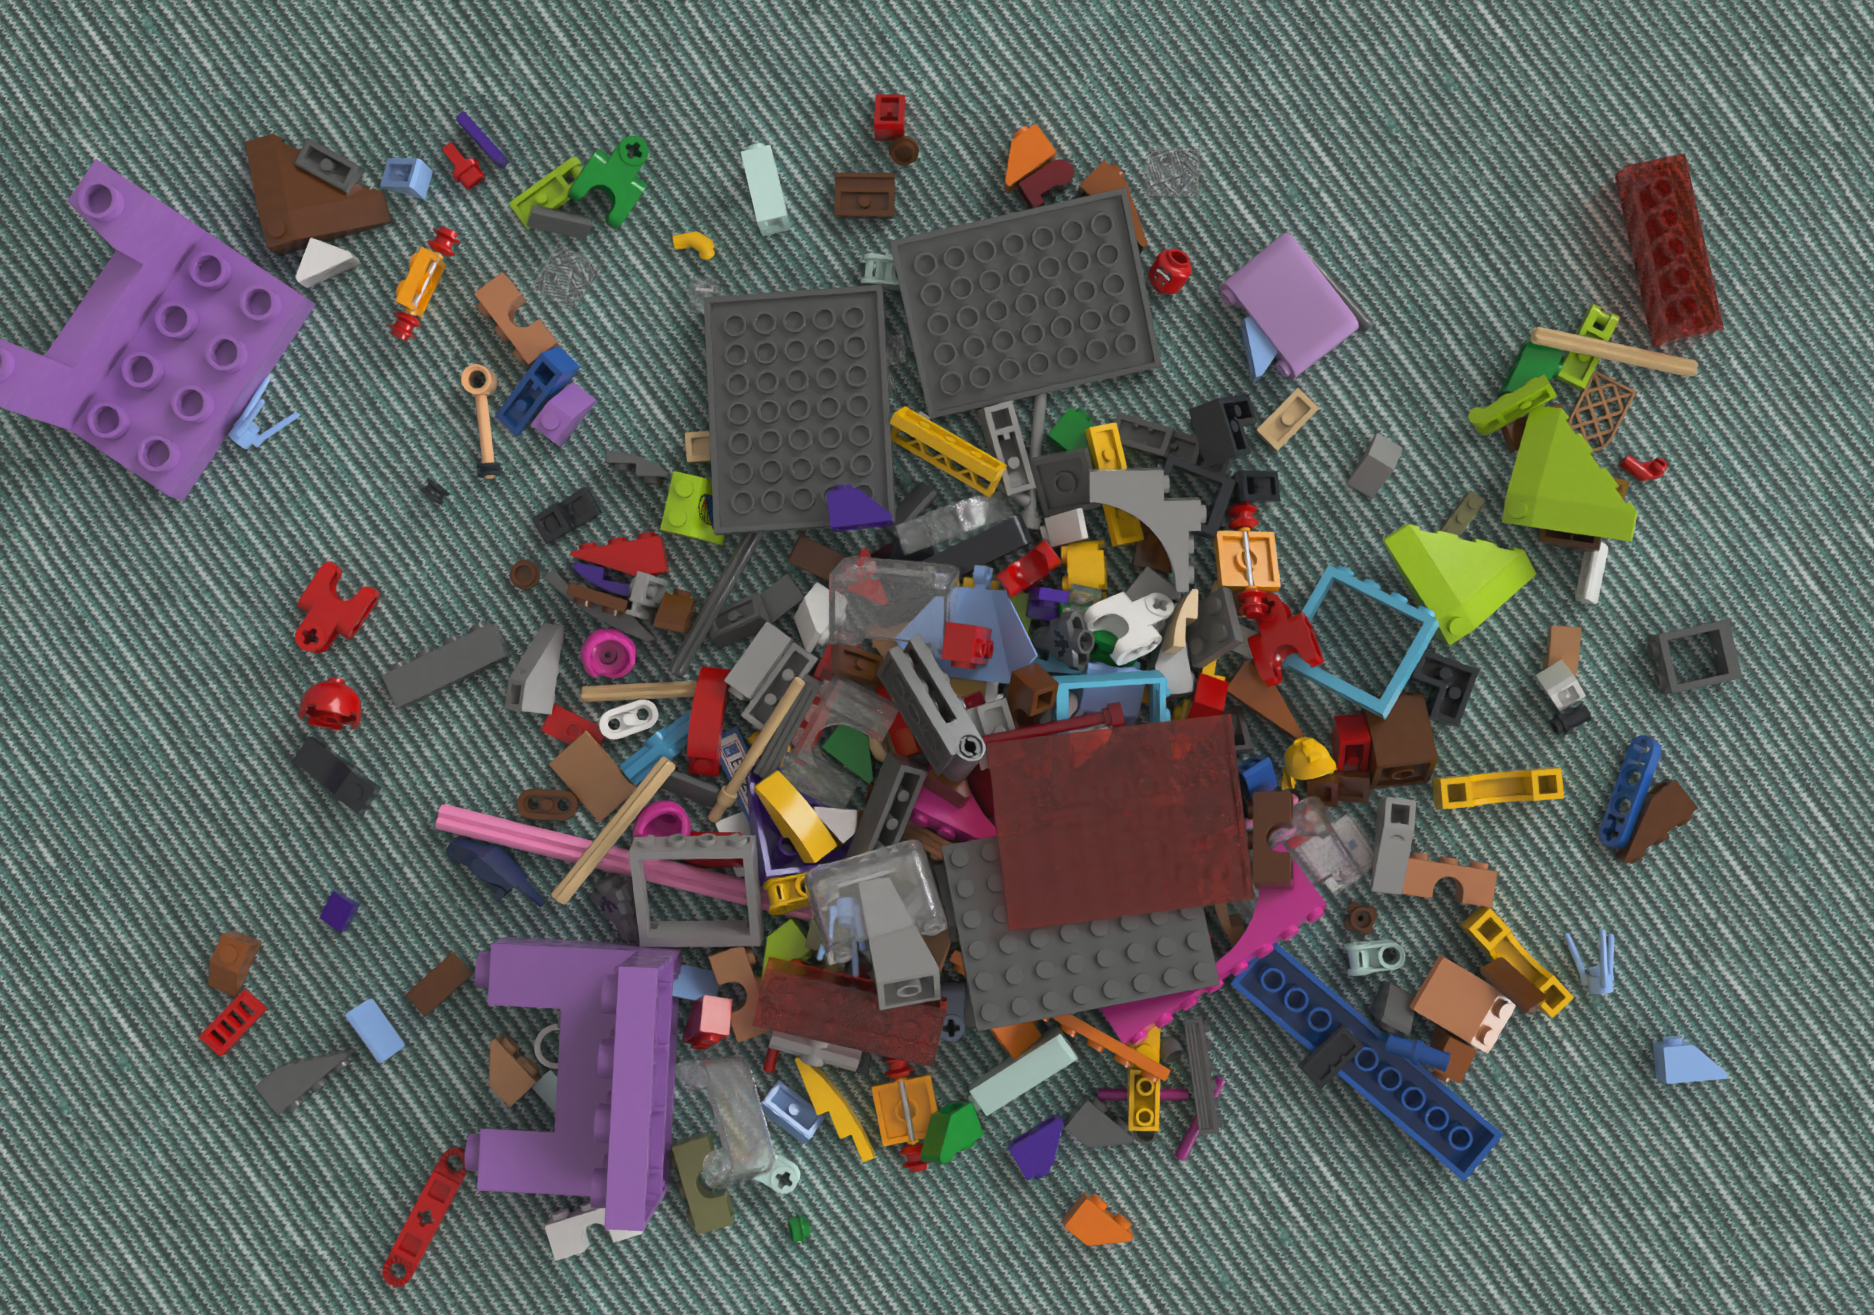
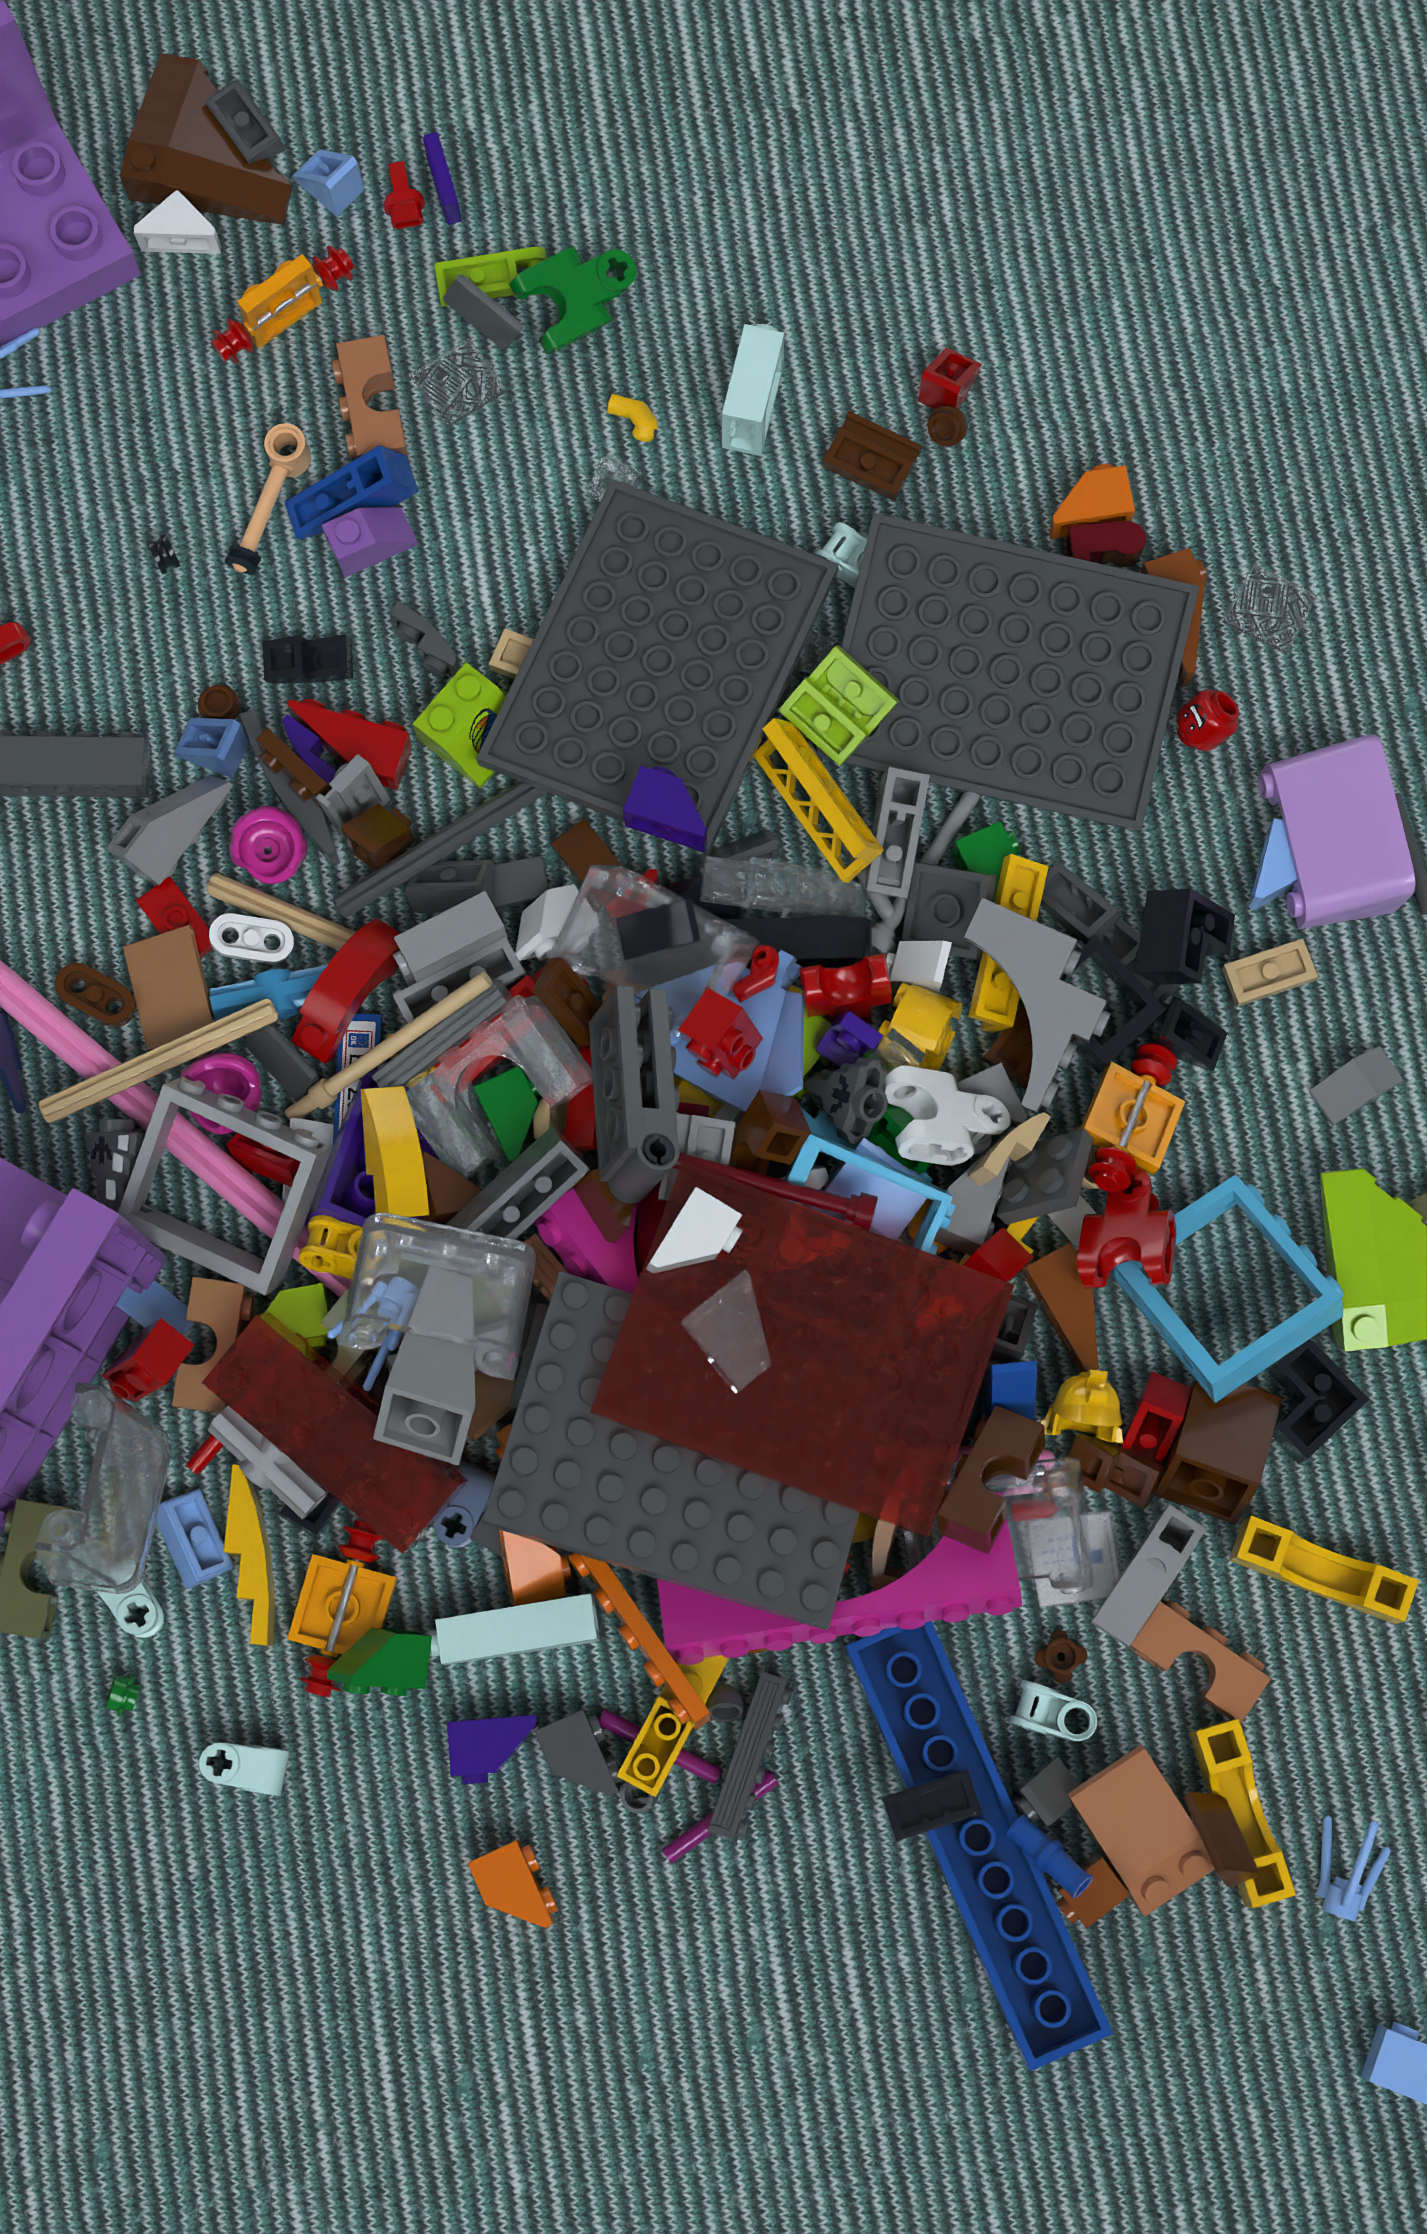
camera: 25 degrees right, 10 degrees down
(535, 603) = (213, 744): none -> medium blue slope
(891, 593) = (658, 929): none -> black slope
(901, 1234) = (252, 1769): none -> light aqua piece
(929, 380) = (838, 705): none -> lime slope
(970, 587) = (762, 973): none -> red arm
(1021, 788) = (697, 1233): none -> white slope
(1073, 837) = (731, 1333): none -> clear slope

